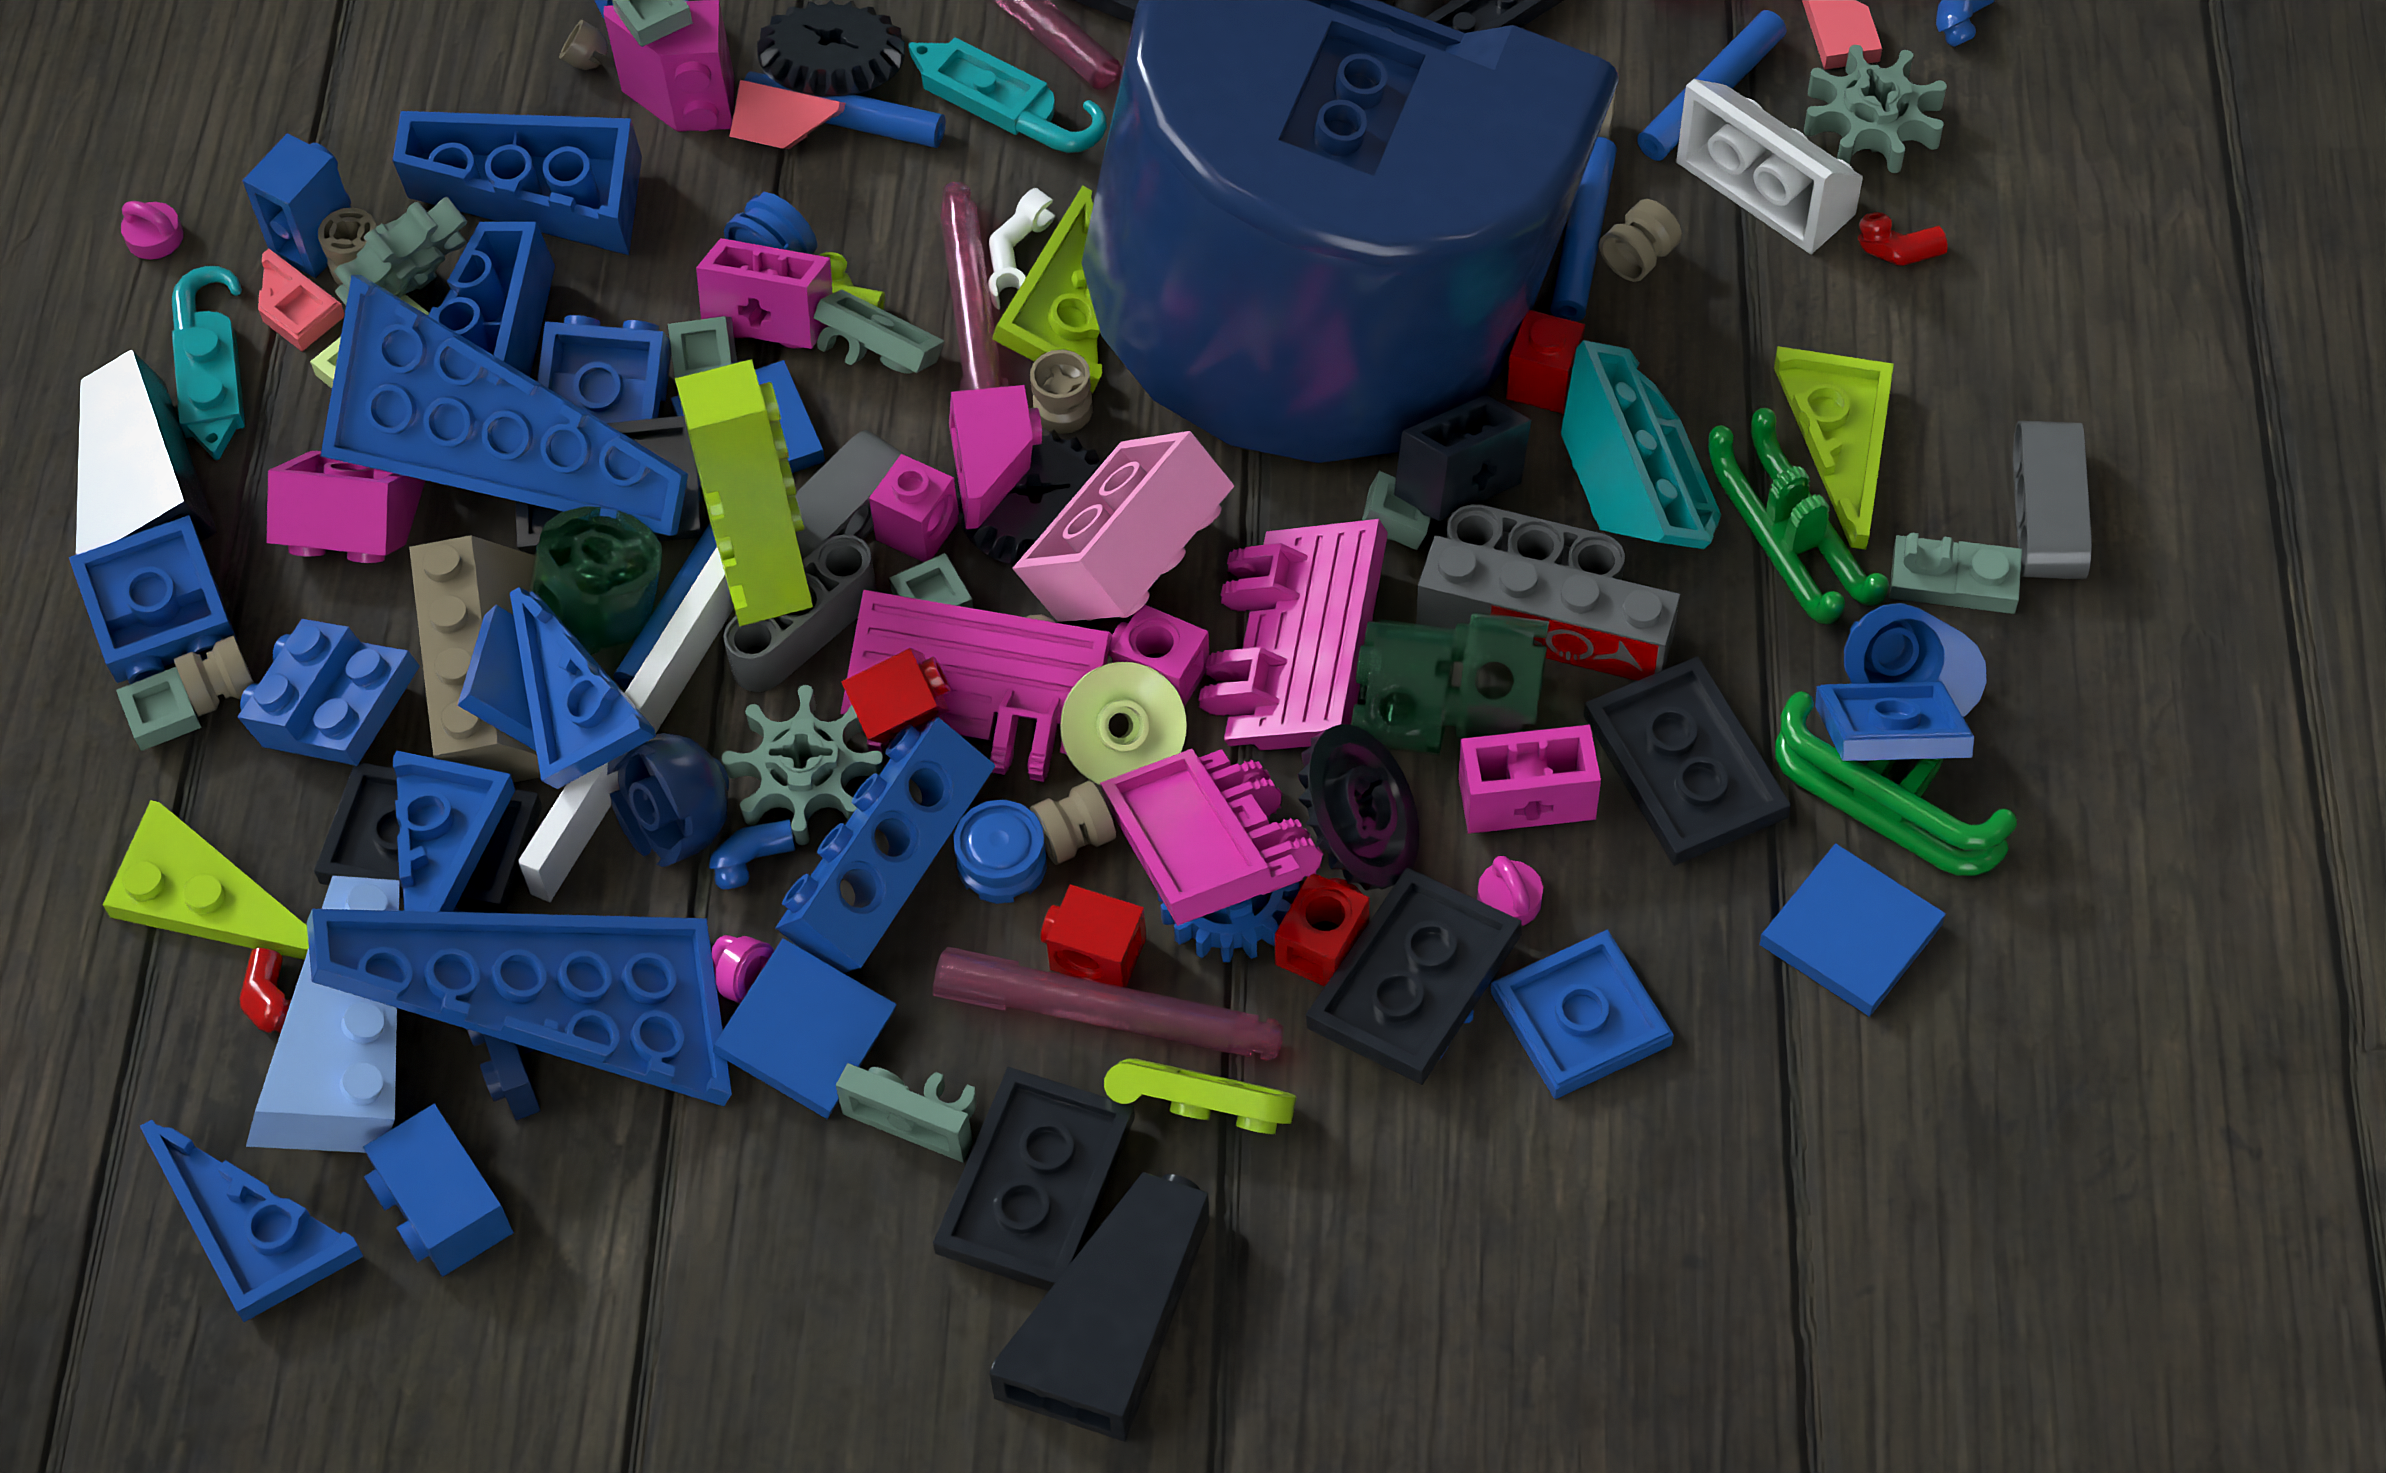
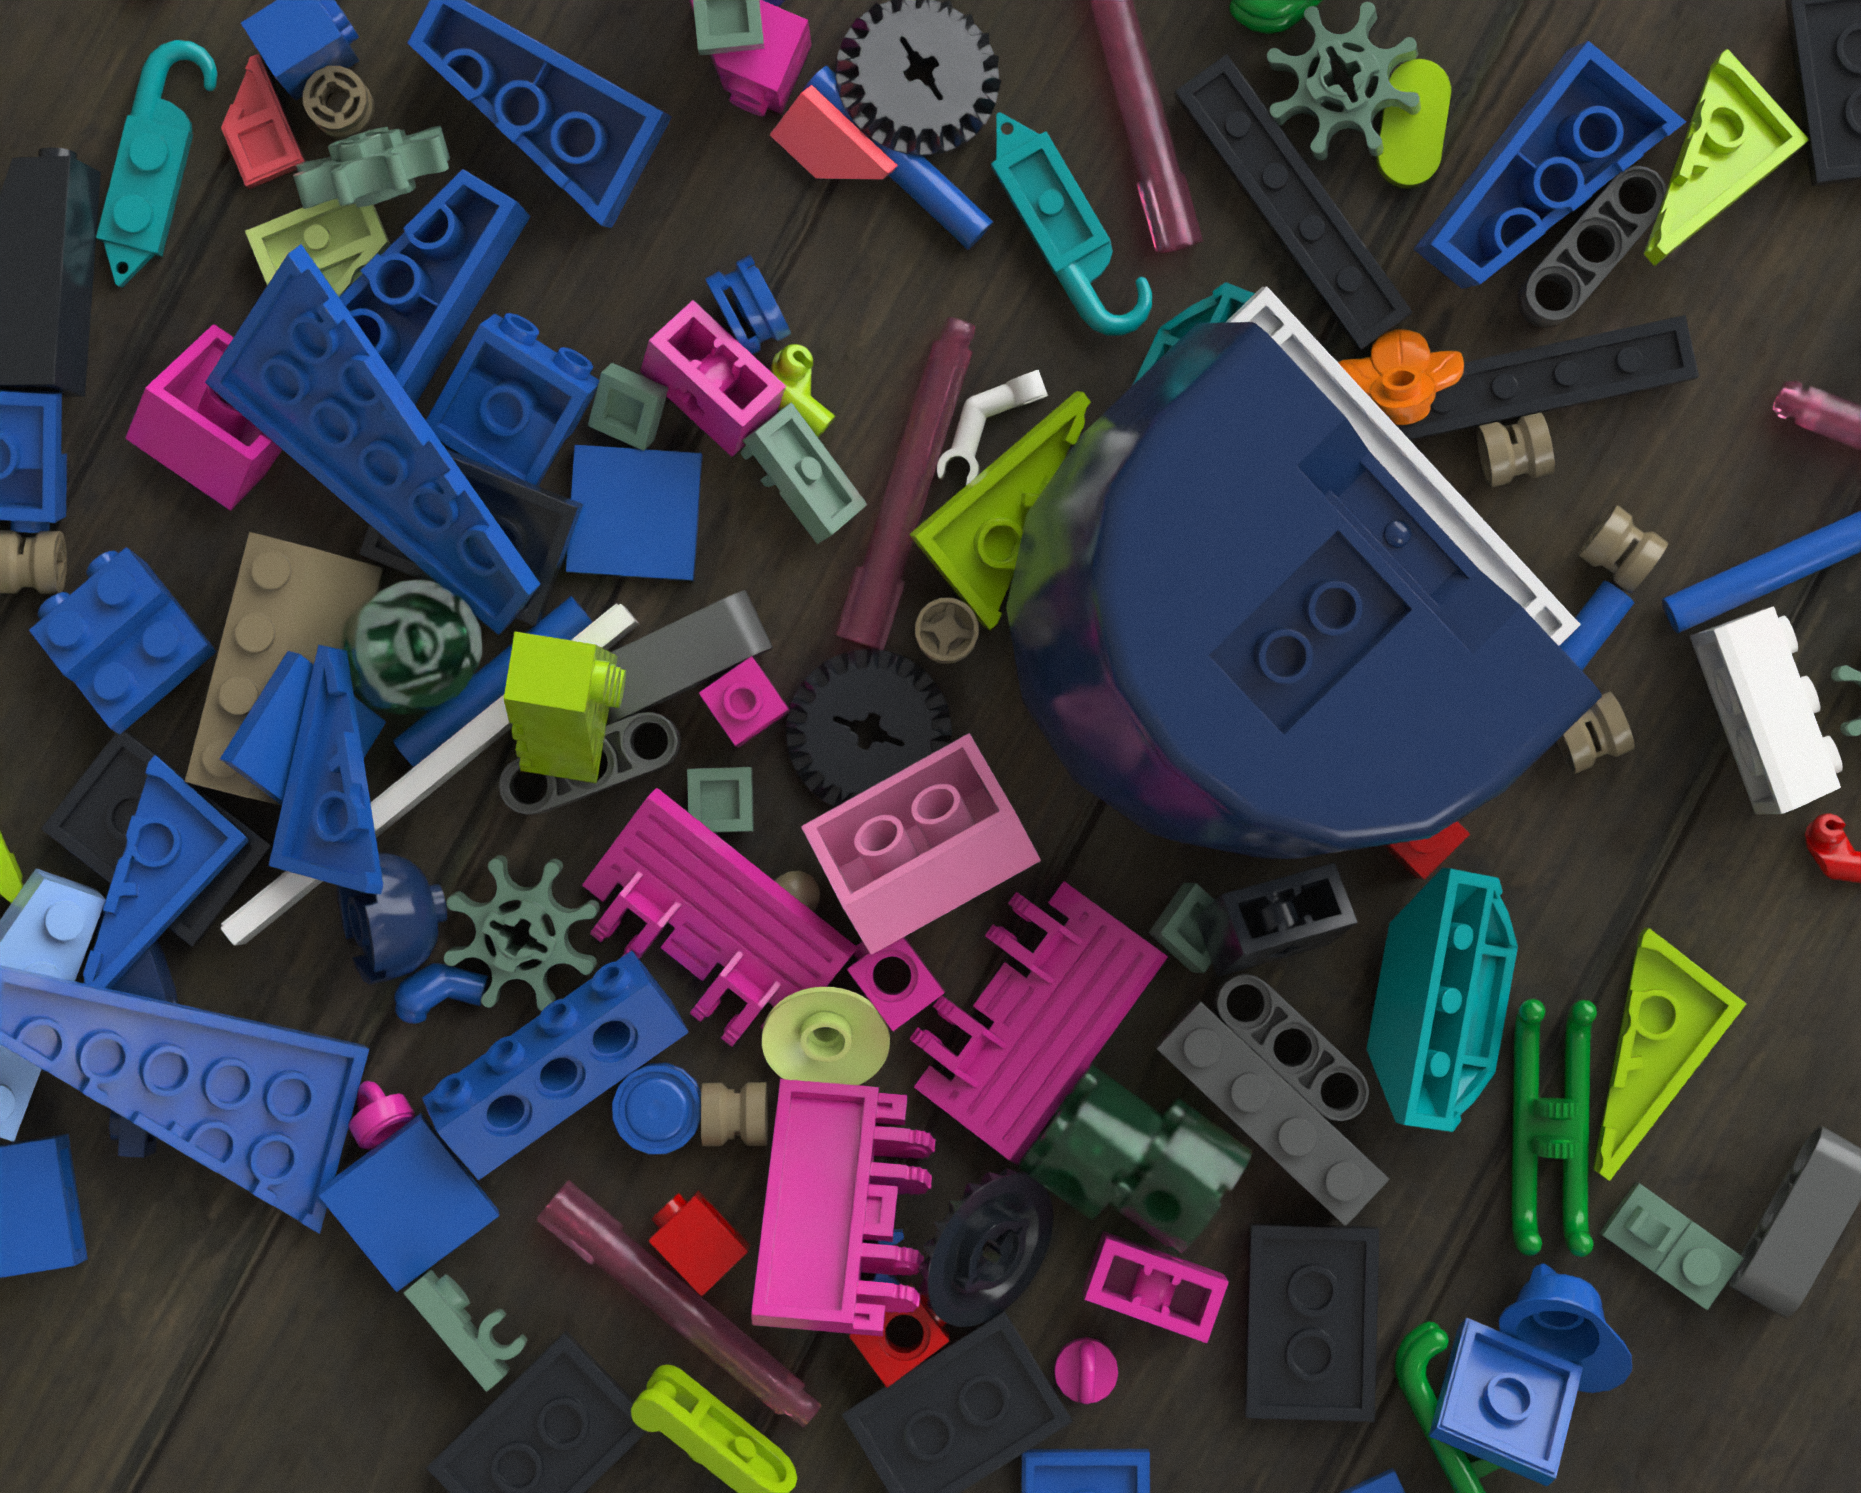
camera: 25 degrees right, 30 degrees up
(897, 694) = (626, 931): red brick -> none
(991, 445) = (841, 687): dark pink slope -> none

